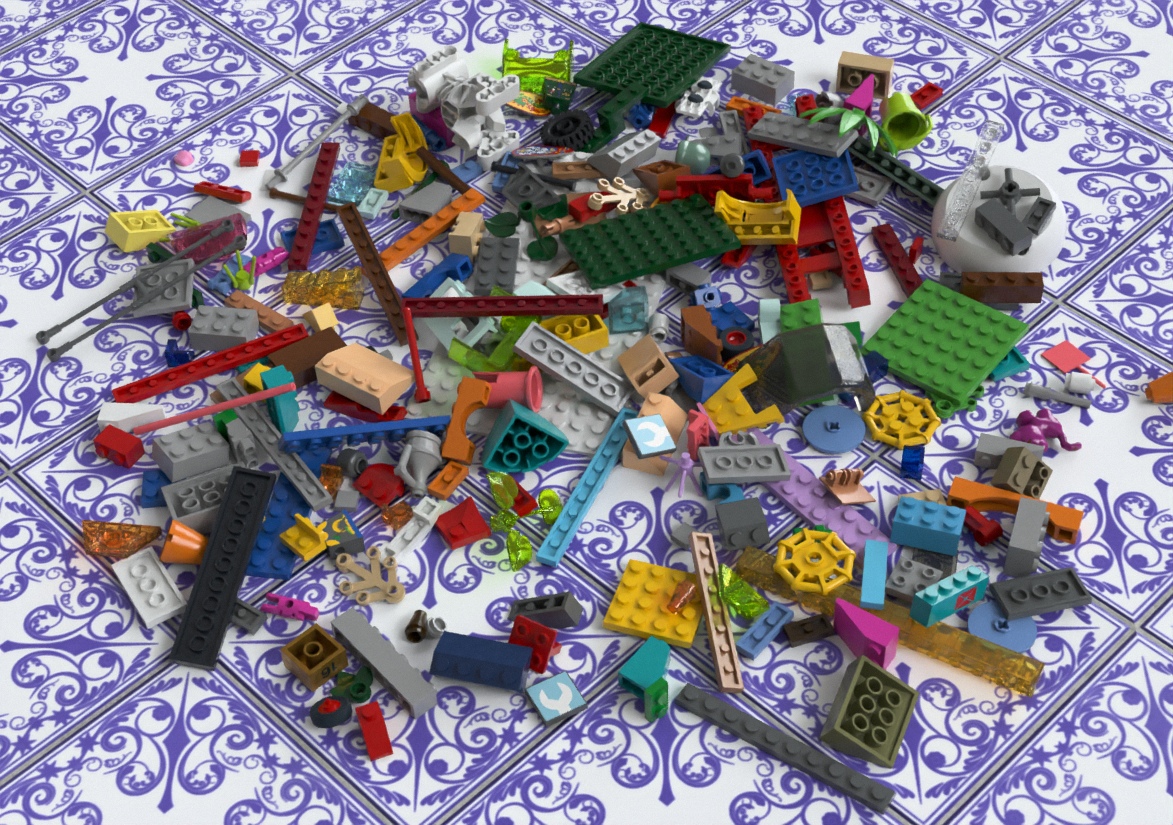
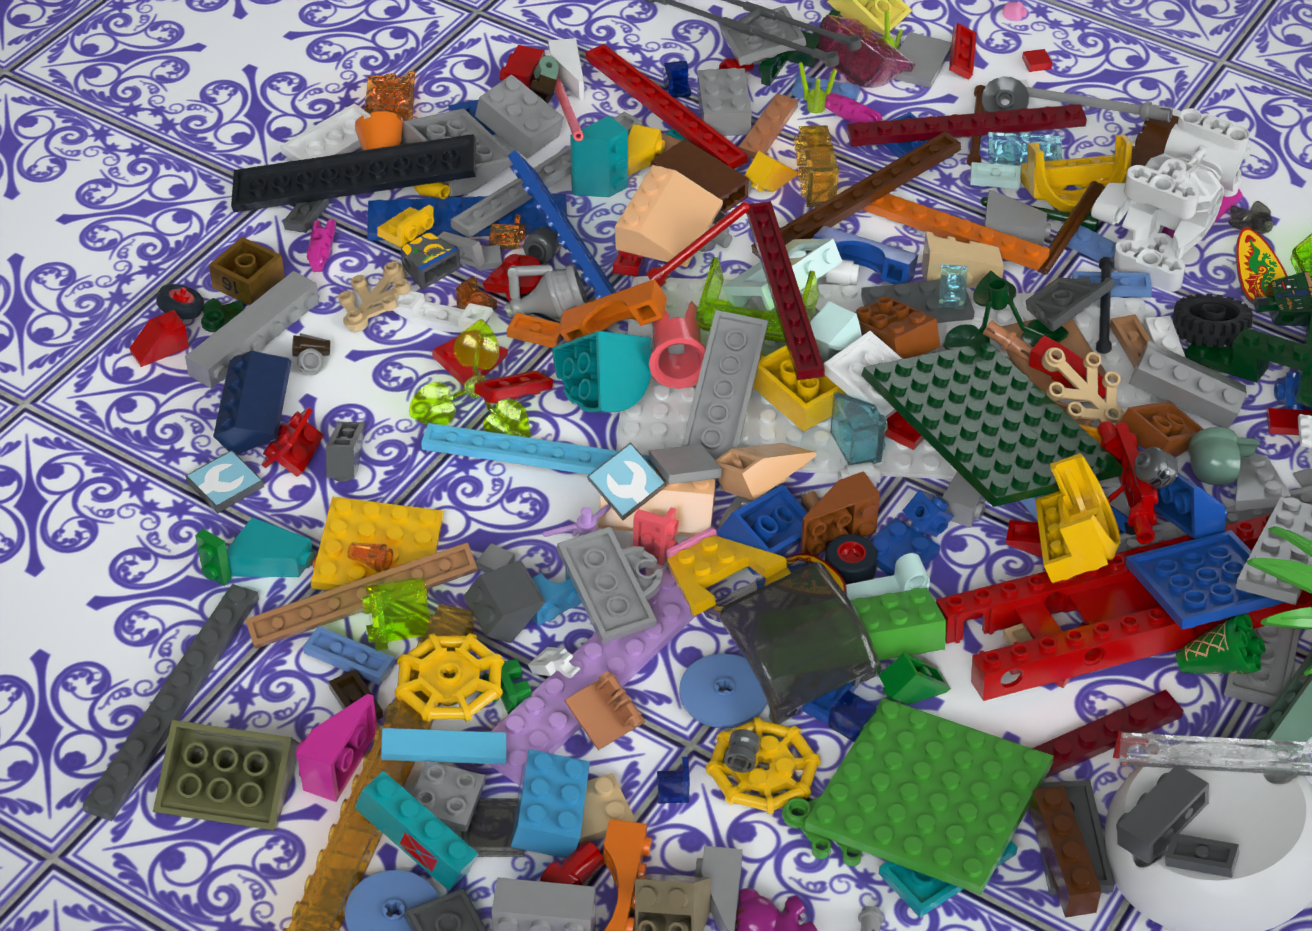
camera: 75 degrees right, 0 degrees up
(145, 428) = (545, 78): none -> leg
(239, 439) = (545, 139): light grey hips -> none
(295, 174) = (1005, 88): none -> dark grey dish
(349, 501) = (469, 249): none -> light grey plate
(500, 237) = (953, 286): none -> clear light blue plate
(534, 267) = (900, 327): none -> dark orange slope
(541, 152) = (1151, 299): shield -> none
(640, 401) = (685, 464): none -> light grey tile
(796, 512) = (553, 660): none -> white plate
(868, 183) = (1224, 649): none -> green cone
(902, 418) = (742, 751): none -> dark grey wheel
(1010, 192) = (1237, 809): dark grey bar -> none

